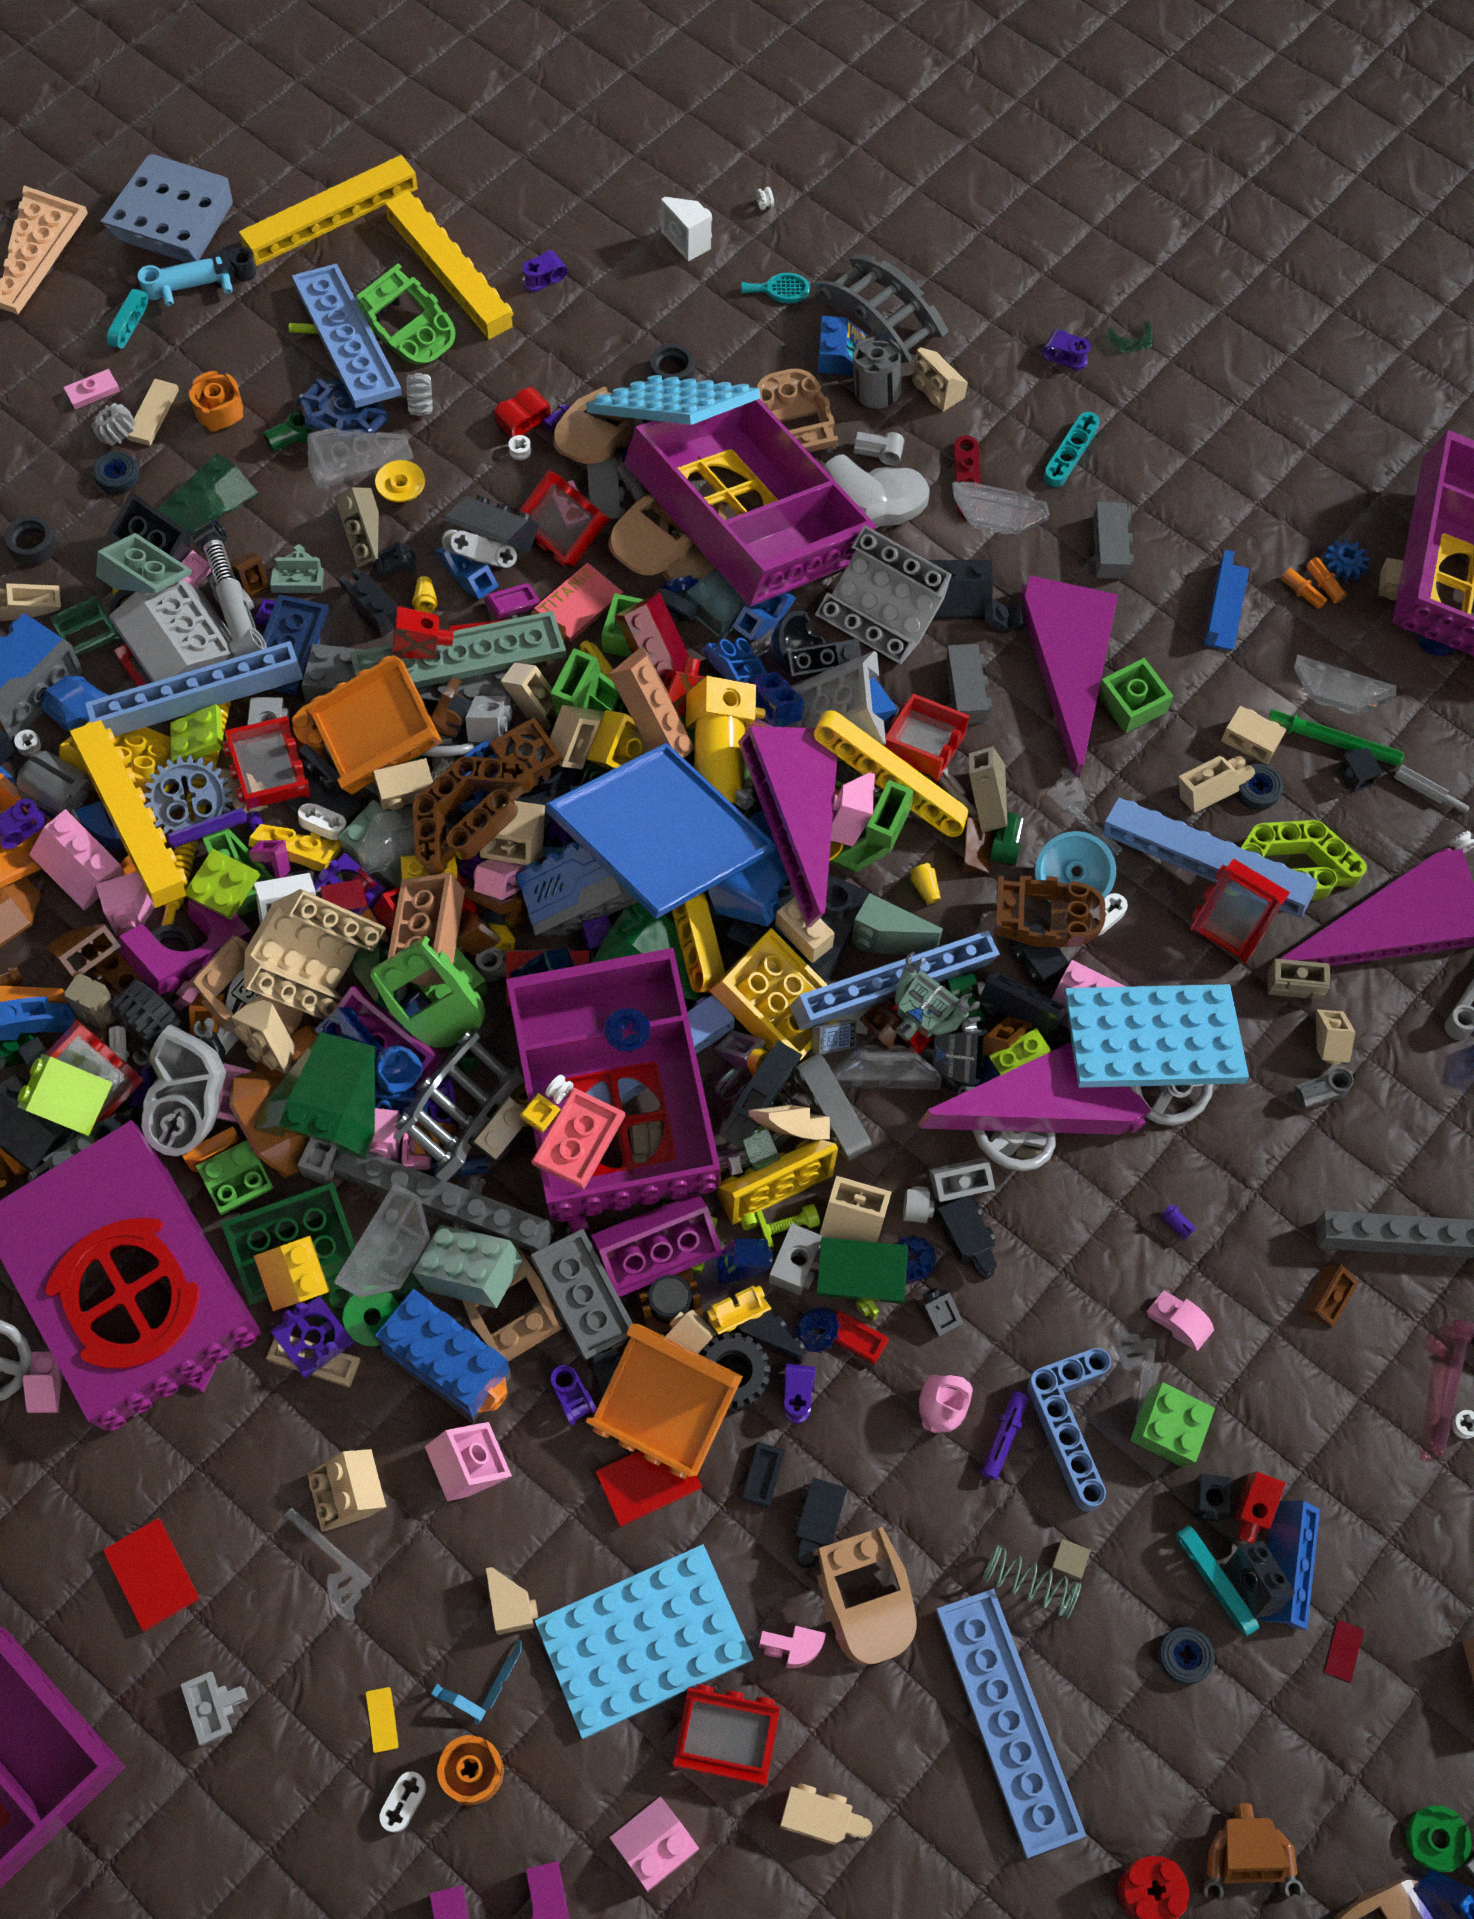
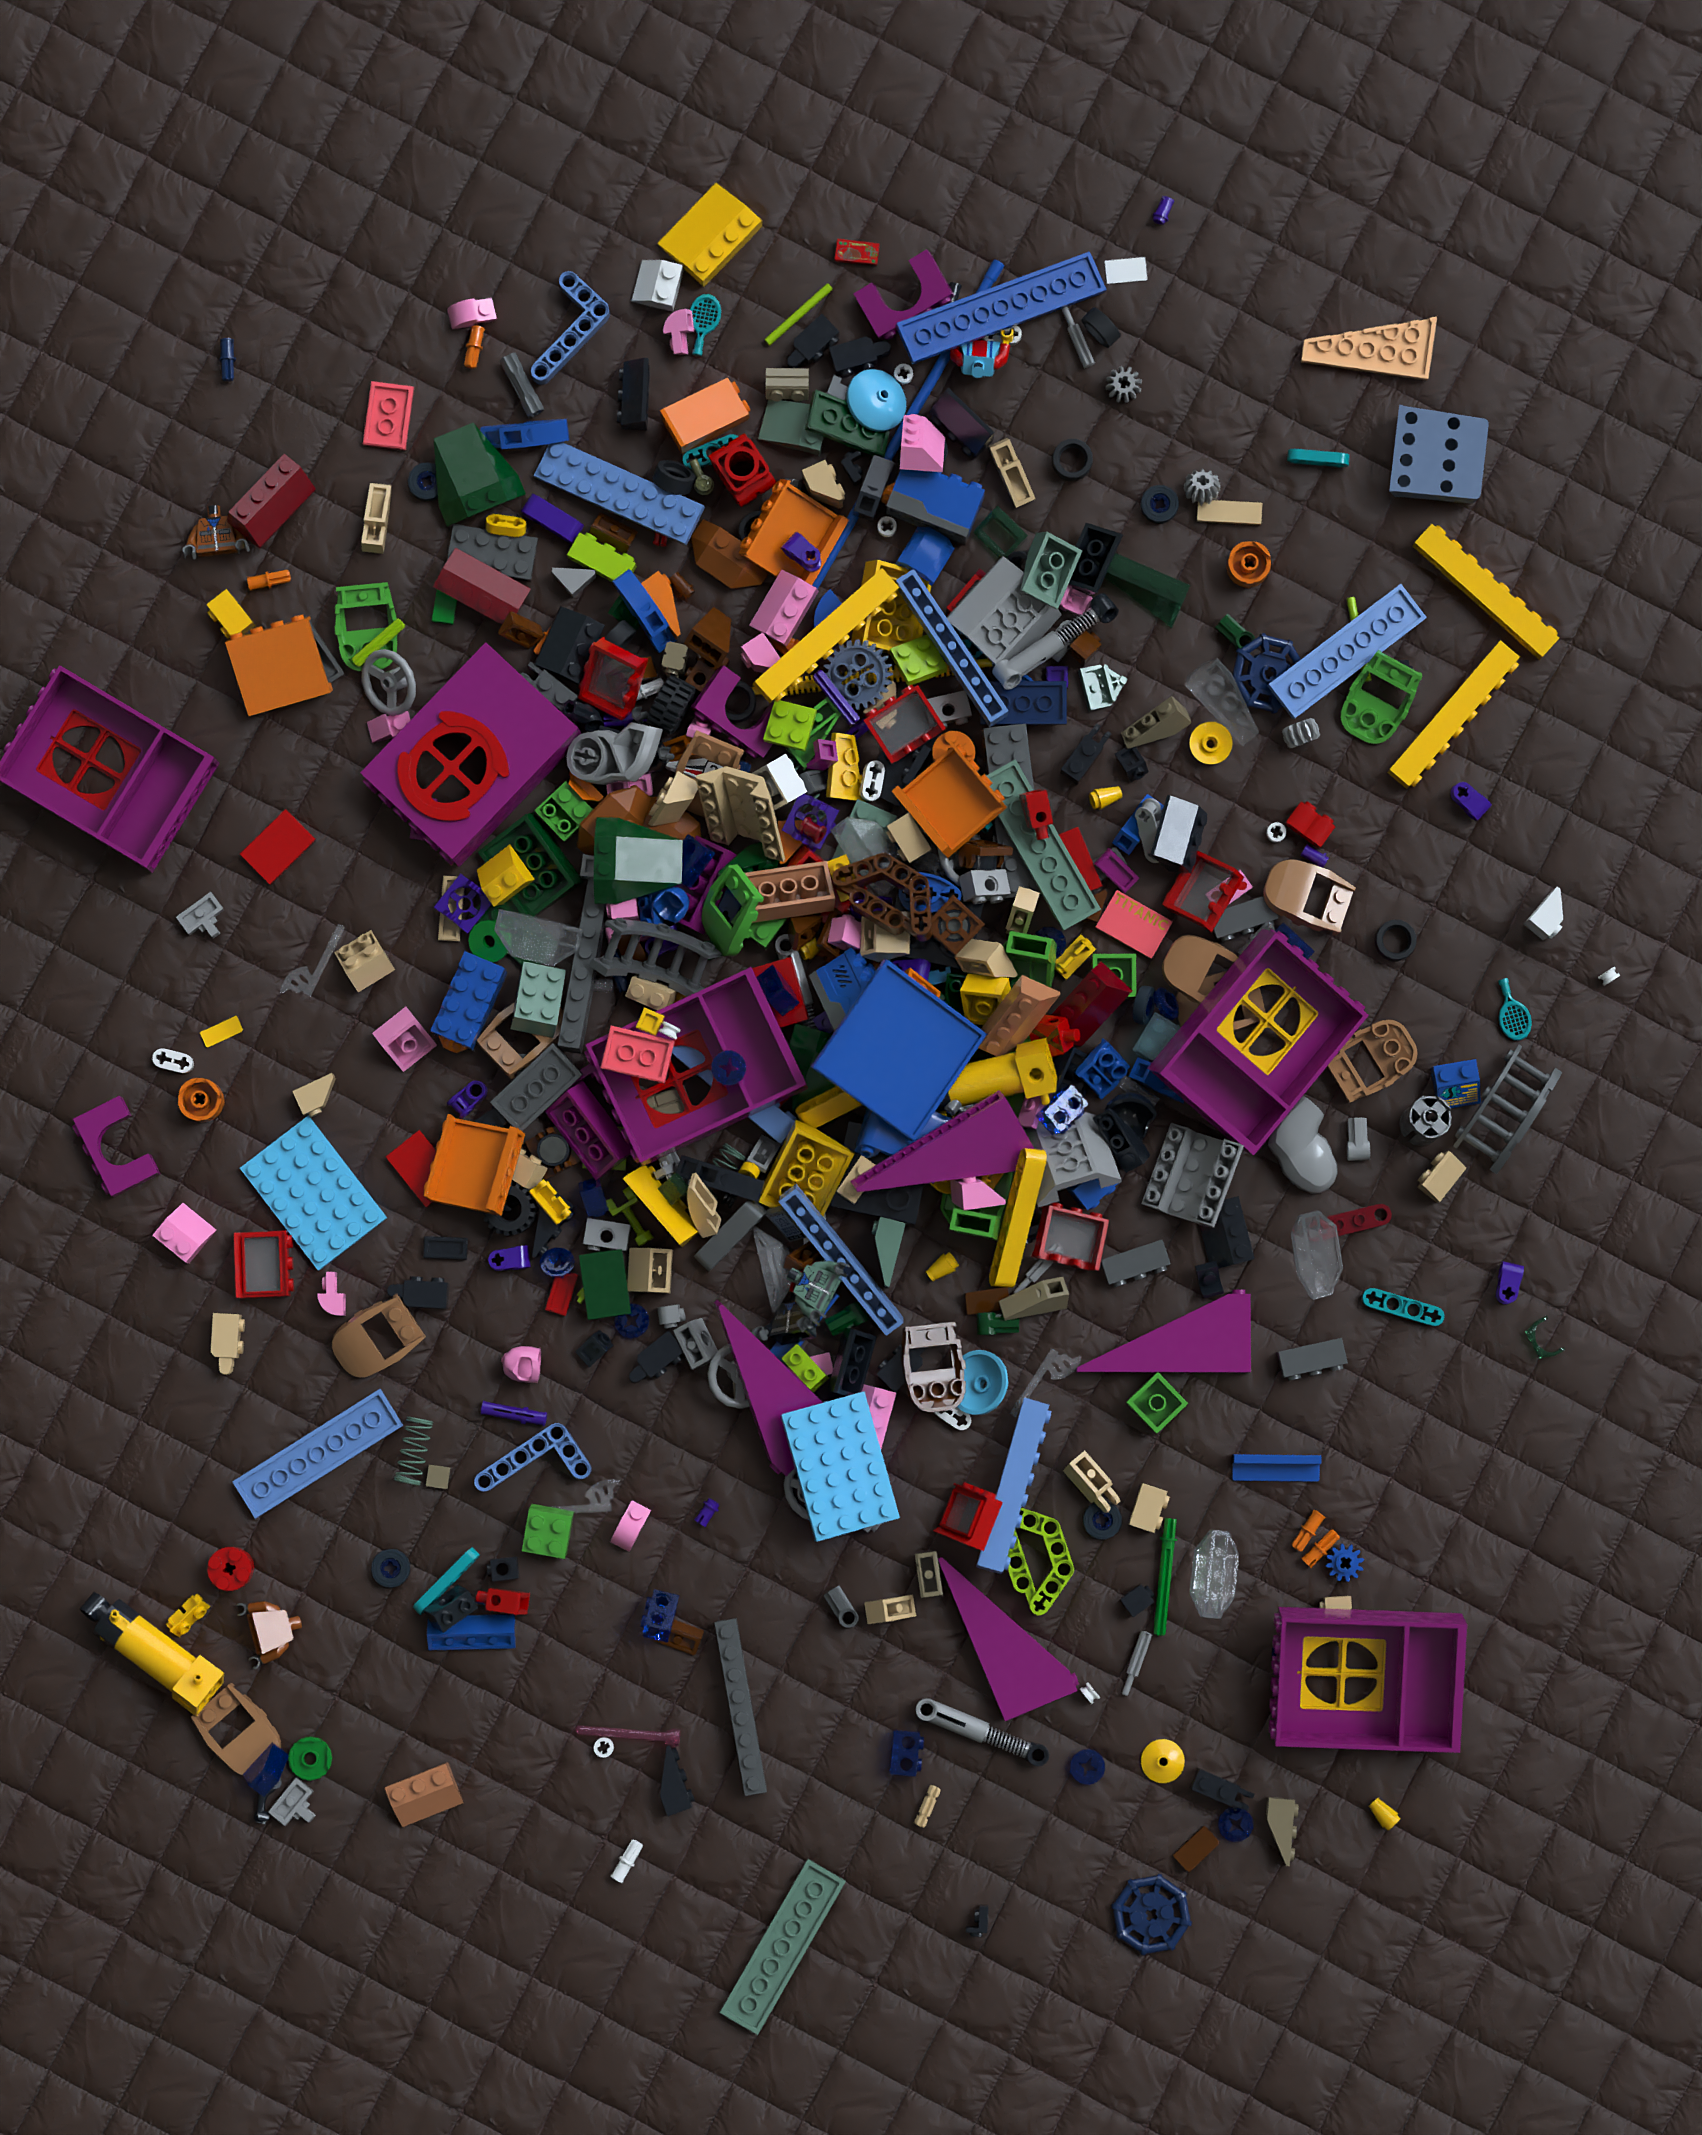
camera: 80 degrees right, 20 degrees up
(53, 784) = (846, 565): dark grey cylinder -> none
(64, 1094) = (586, 672): lime brick -> none
(91, 389) = (1239, 453): bright pink plate -> none
(220, 268) = (1392, 516): medium azure piece -> none
(347, 894) = (793, 820): dark red slope -> none
(468, 1706) = (253, 1100): dark azure piece -> none
(673, 400) = (1329, 954): medium azure plate -> none
(1005, 1034) = (816, 1353): reddish brown slope -> none
(1308, 1299) = (660, 1615): none -> clear blue brick
(1344, 1651) = (421, 1679): dark red sticker -> none

